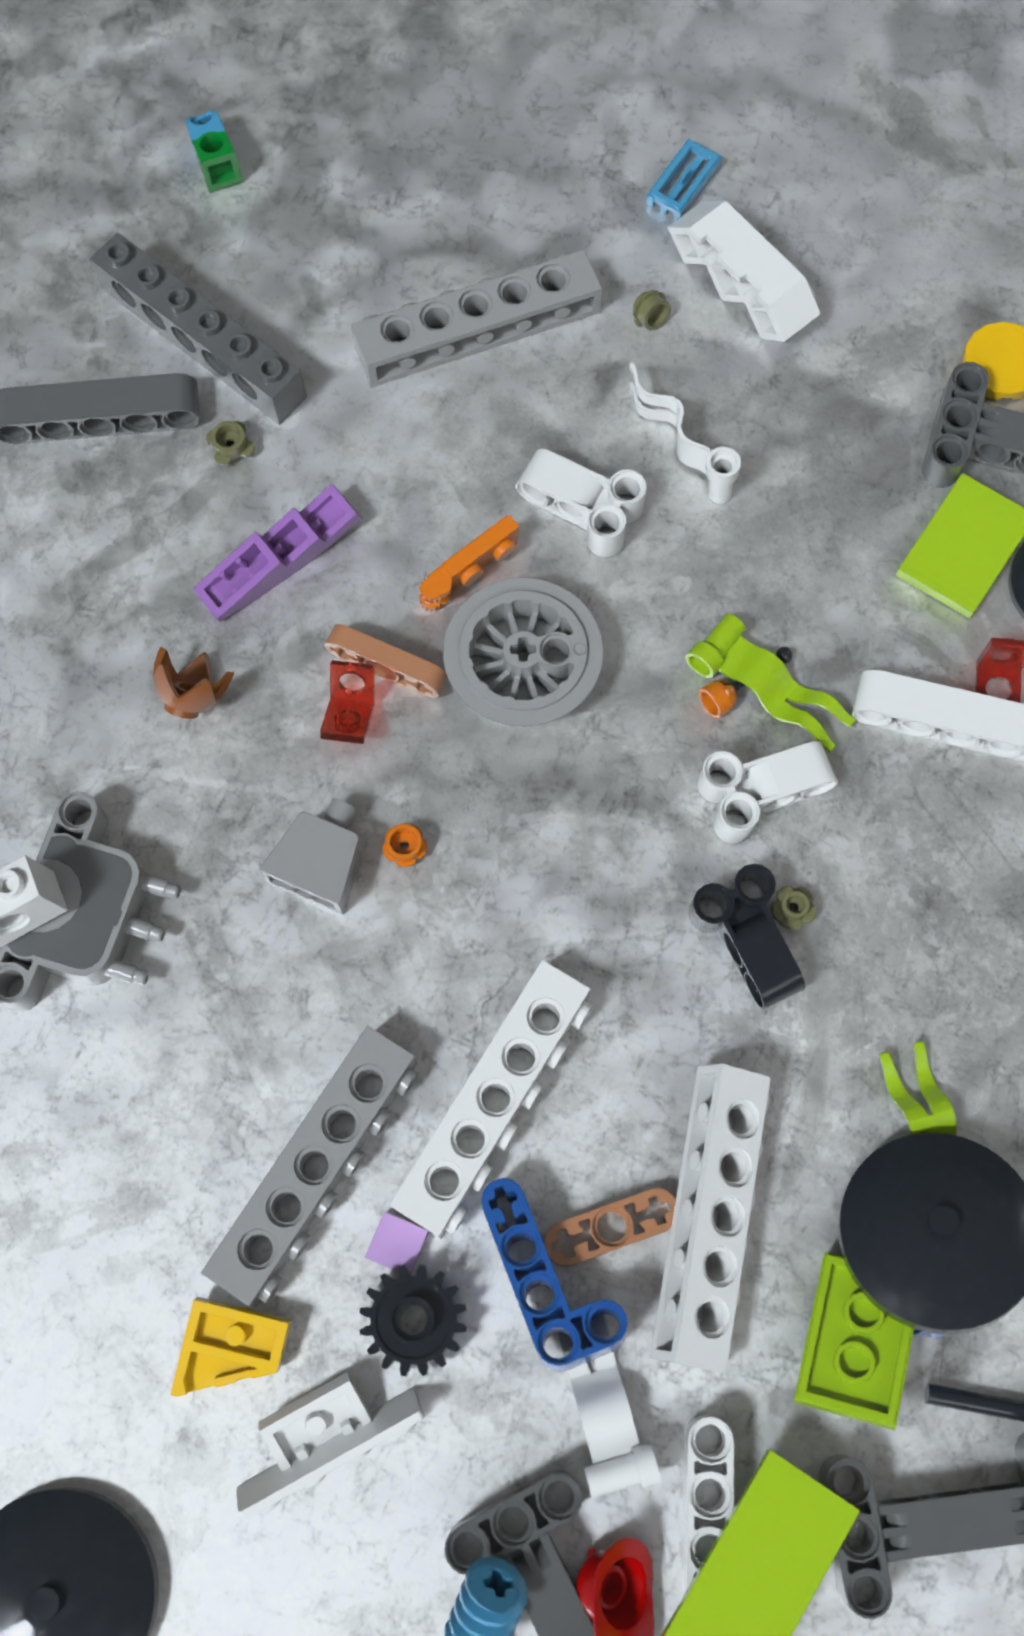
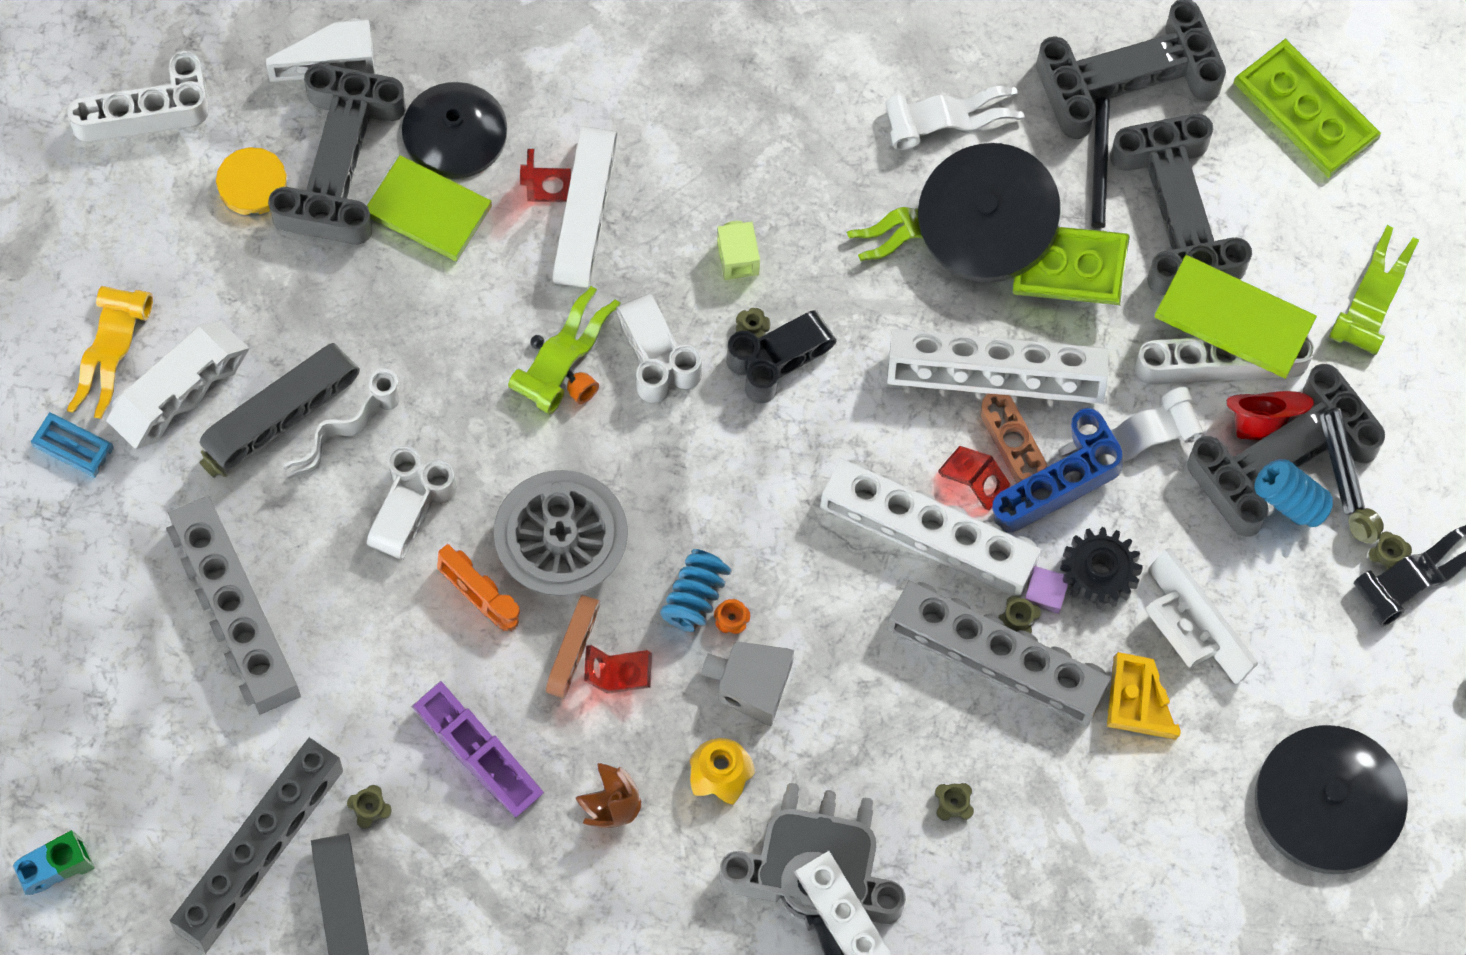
camera: 100 degrees left, 5 degrees down
(122, 1076) = (961, 793): none -> olive plate
(214, 830) = (724, 783): none -> yellow piece
(349, 1203) = (1021, 606): none -> olive plate
(437, 804) = (693, 590): none -> dark azure piece
(566, 1164) = (973, 470): none -> clear red bracket
(708, 366) = (279, 406): none -> dark grey beam
(834, 223) = (111, 342): none -> yellow flag
(898, 896) = (738, 250): none -> yellowish green brick

